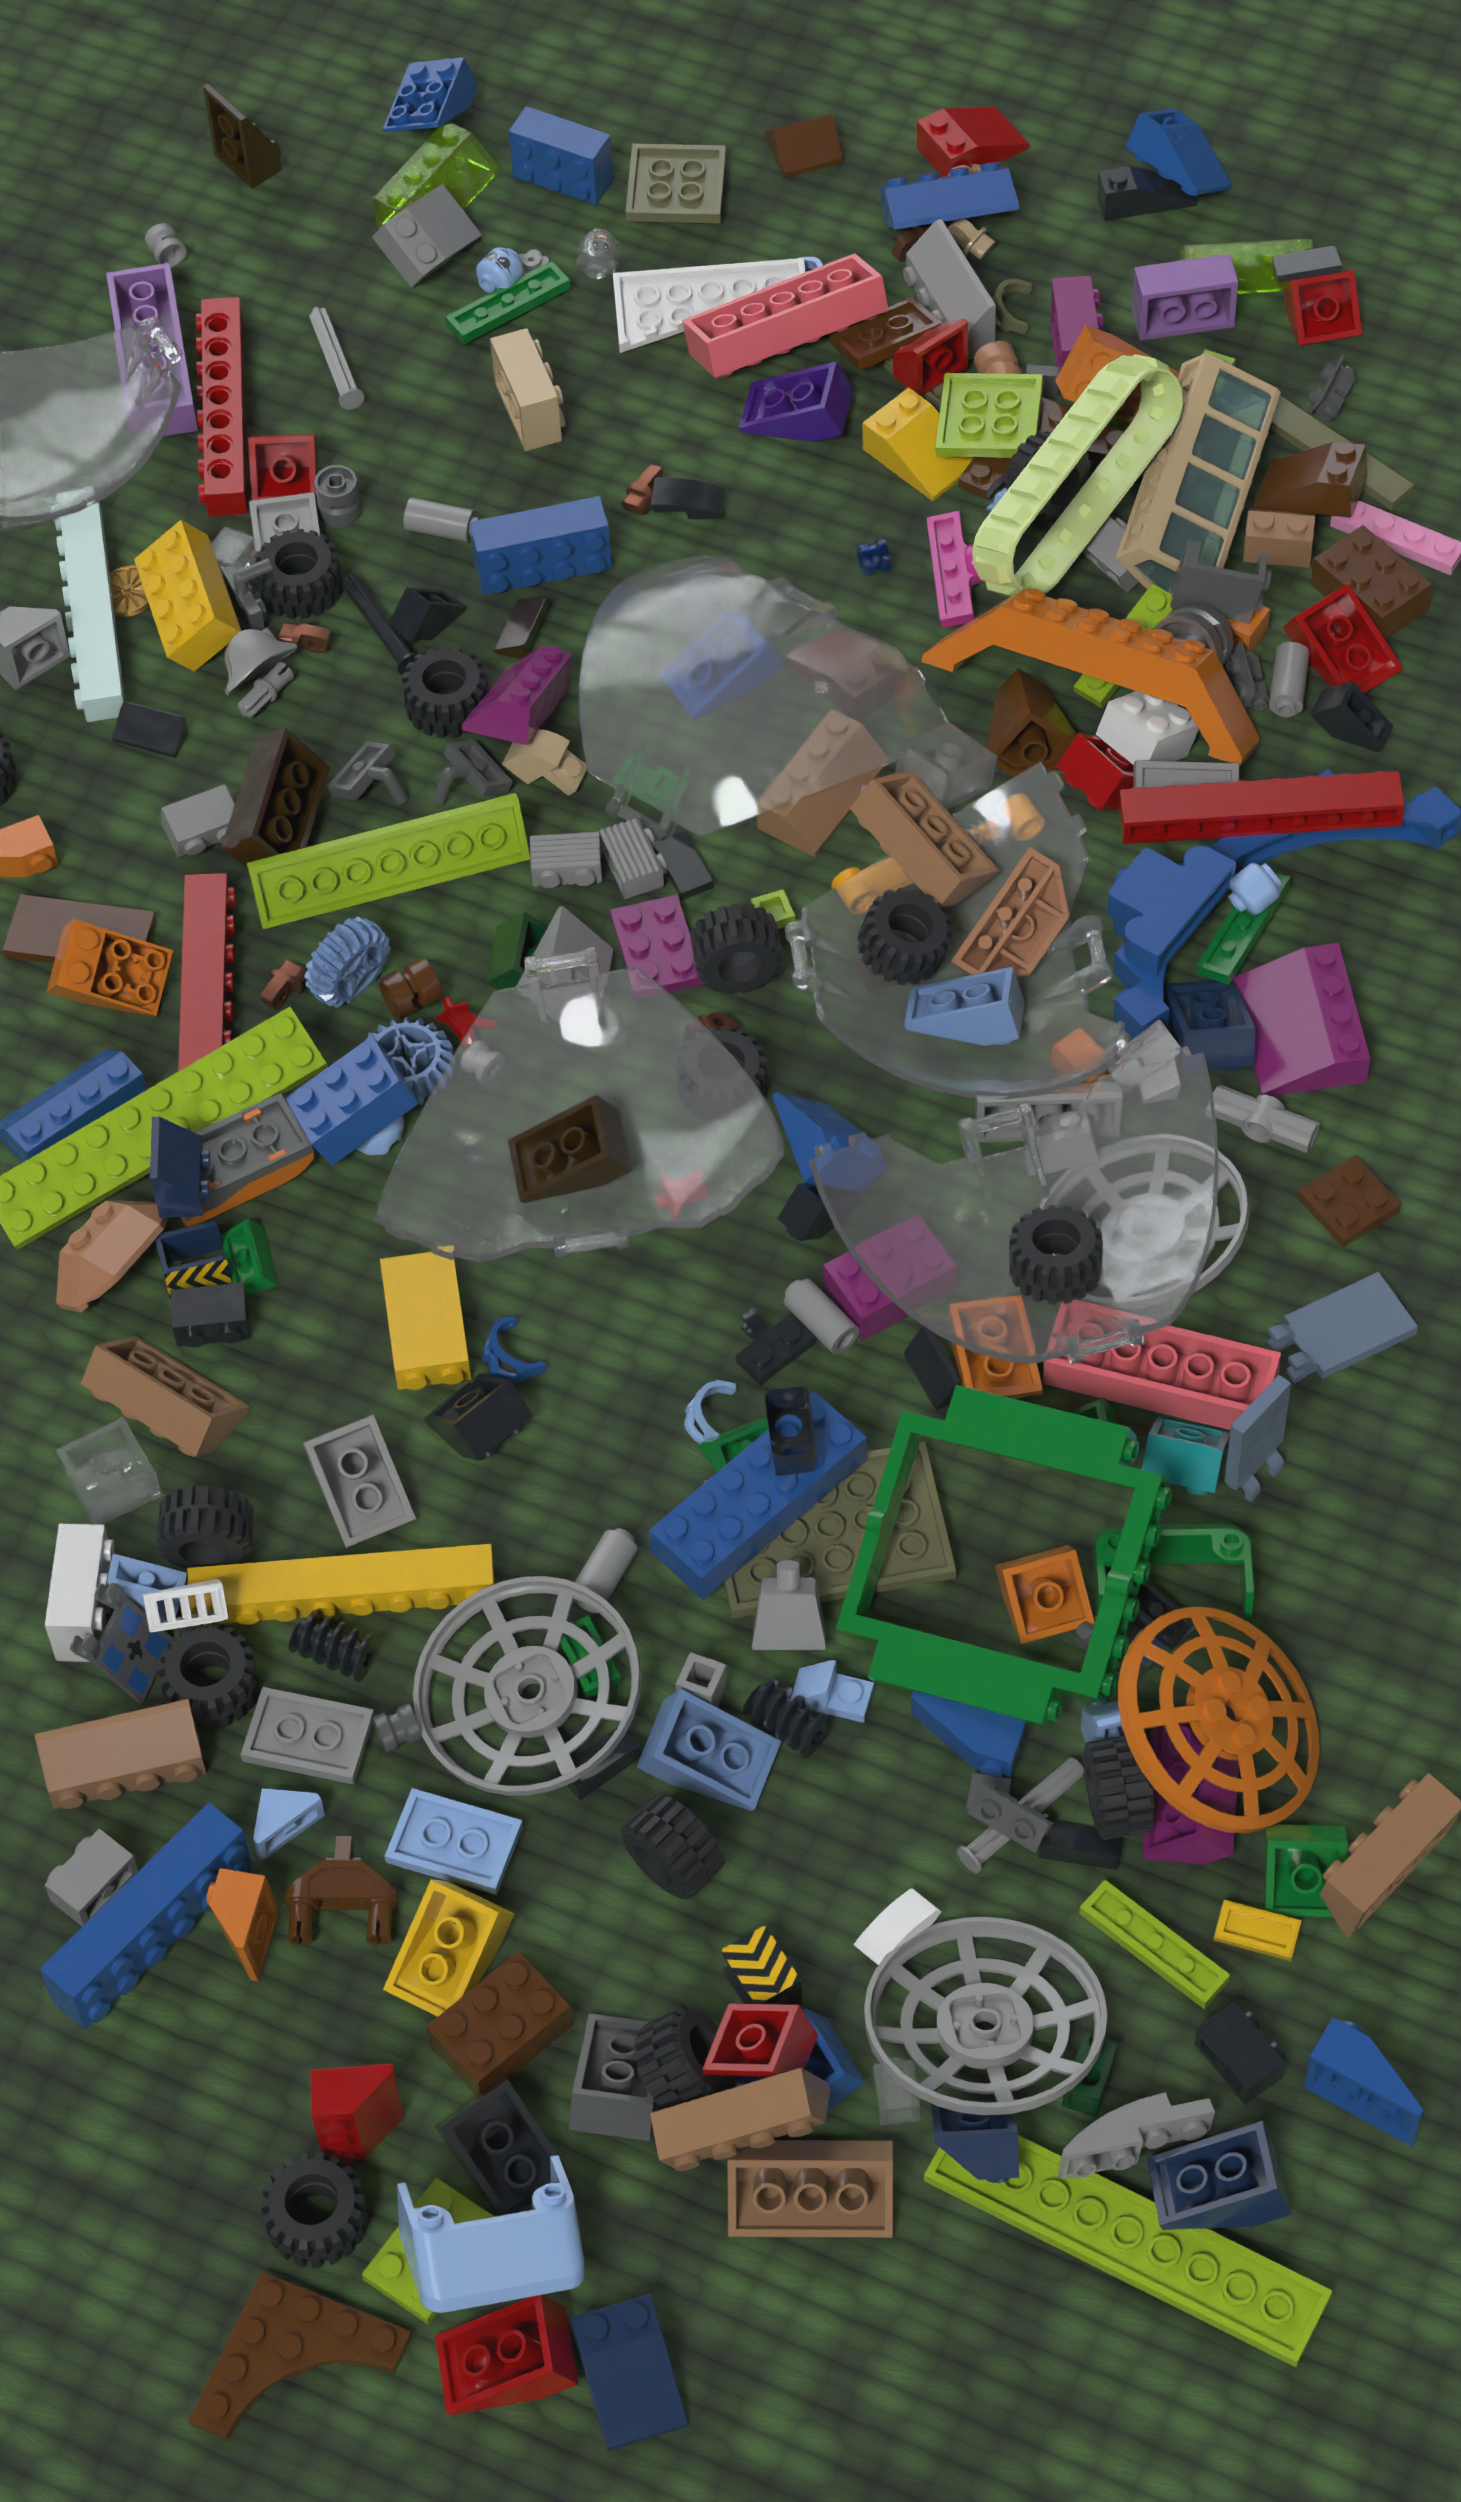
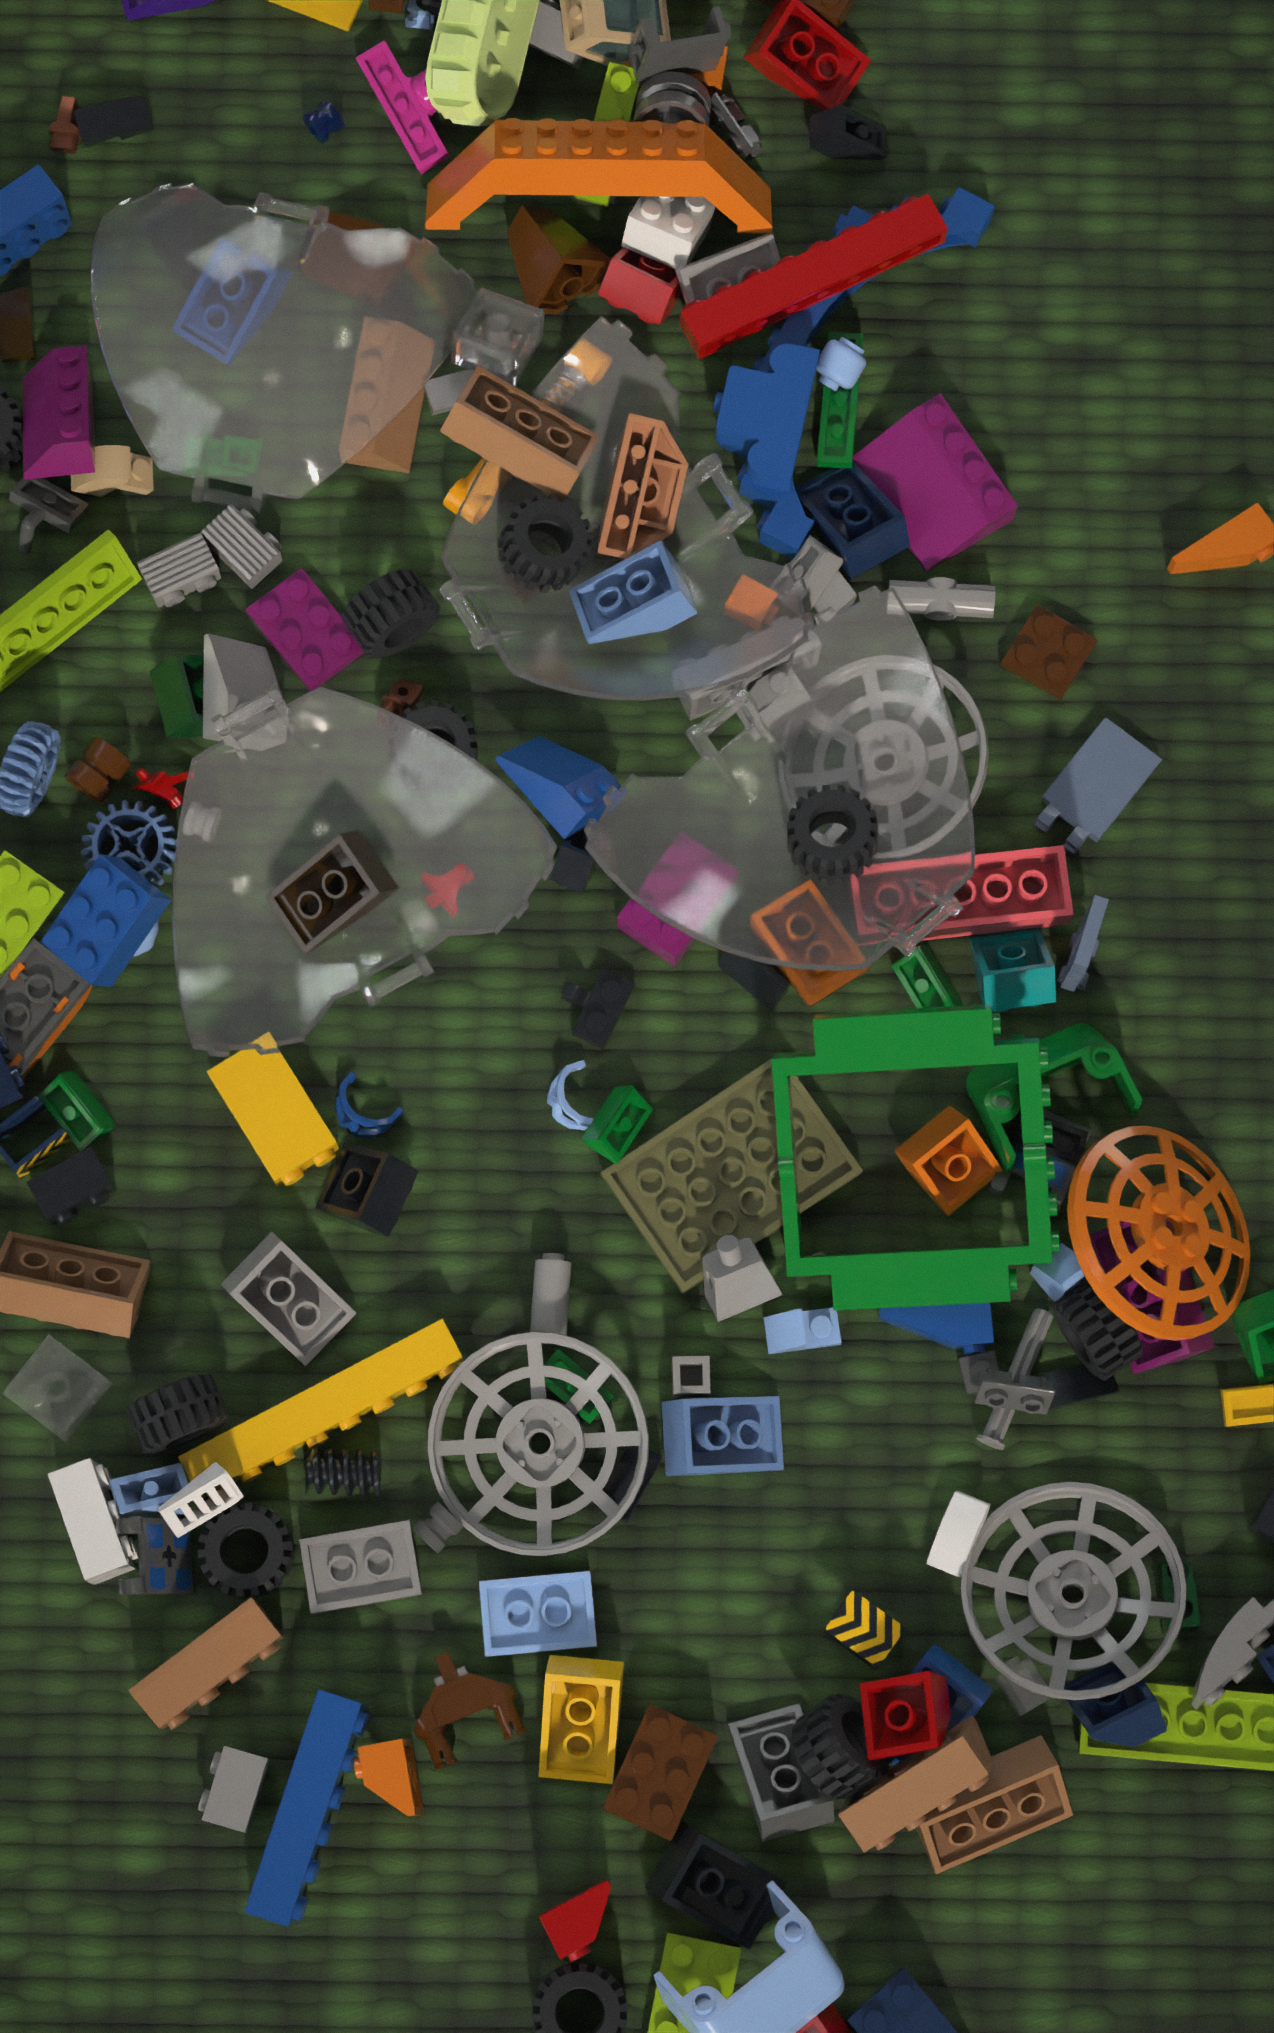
camera: 30 degrees left, 20 degrees up
(283, 1817) = (375, 1656): light blue slope -> none
(672, 1846) = (739, 1548): black tyre -> none
(683, 865) = (291, 531): black tile -> none
(751, 1506) = (662, 1173): blue brick -> none
(777, 905) = (399, 550): lime plate -> none
(786, 1717) = (777, 1373): black piece -> none
(791, 1402) = (686, 1102): black piece -> none
(821, 1315) = (630, 961): light grey brick -> none
(1154, 1944) = (1180, 1455): lime plate -> none
(1289, 679) = (773, 114): light grey brick -> none

